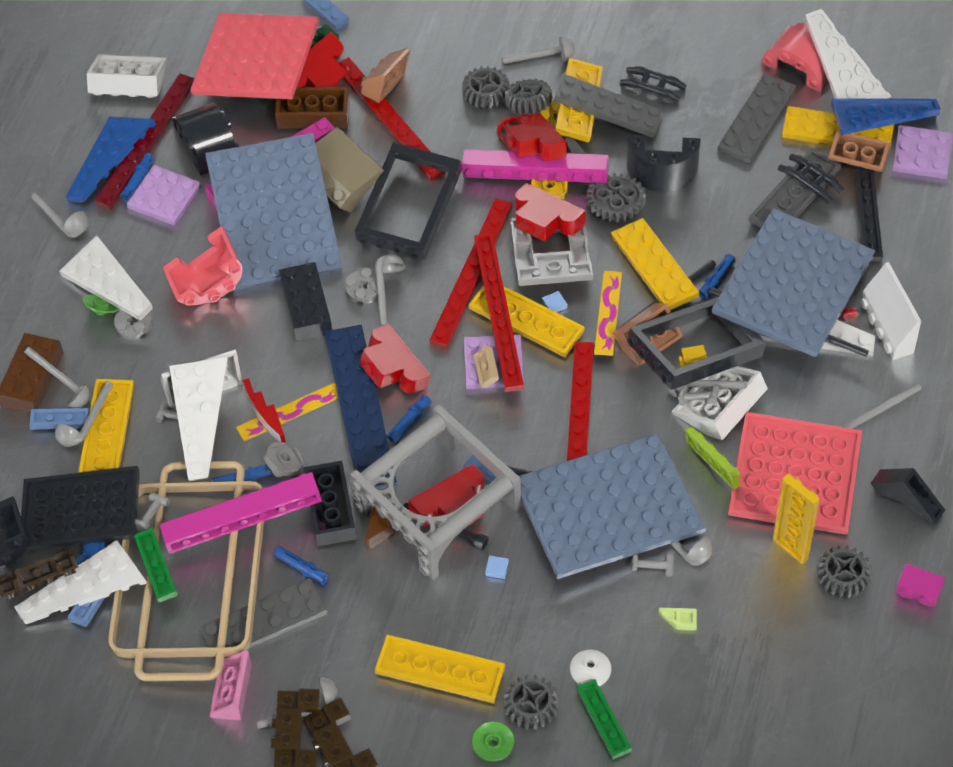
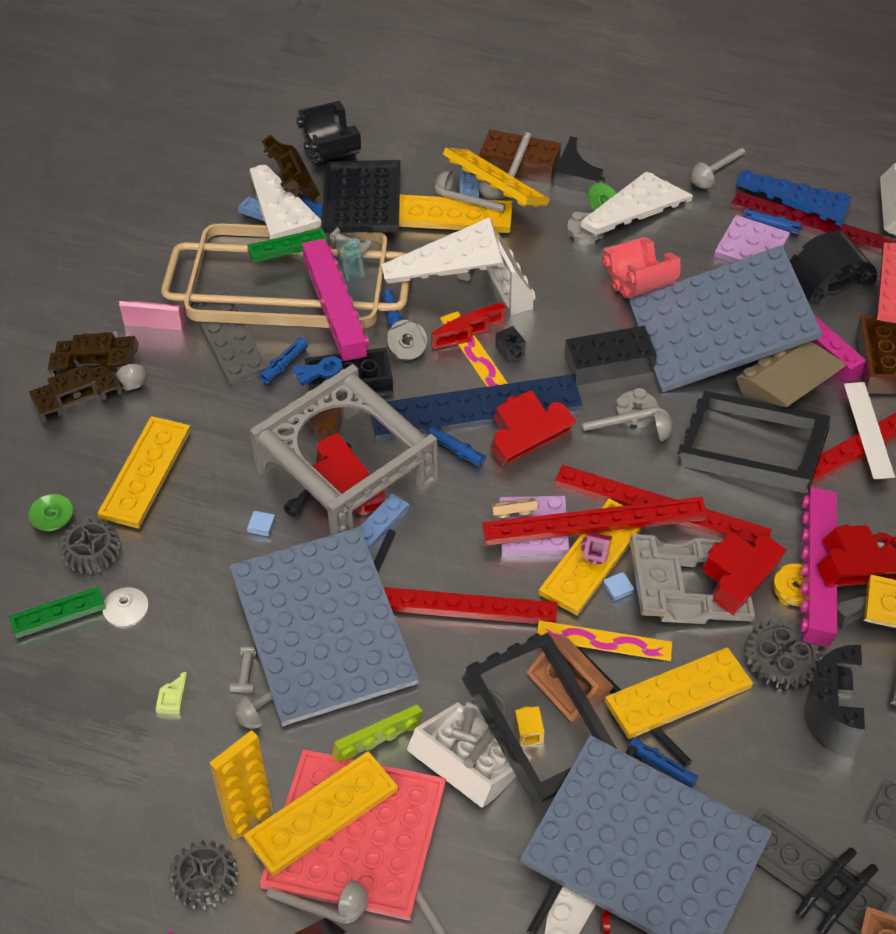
camera: 90 degrees right, 5 degrees down
(59, 325) = (575, 172): none -> black arch
(74, 384) = (496, 177): none -> yellow plate
(179, 503) = (350, 258): none -> clear light blue slope
(288, 378) = (510, 348): none -> black brick
(334, 509) = (326, 368): none -> blue piece
(394, 125) = (869, 430): none -> white sticker
(530, 305) = (596, 547): none -> brick
(768, 468) = (320, 813): none -> yellow plate
(864, 458) = (351, 903): none -> light grey piece

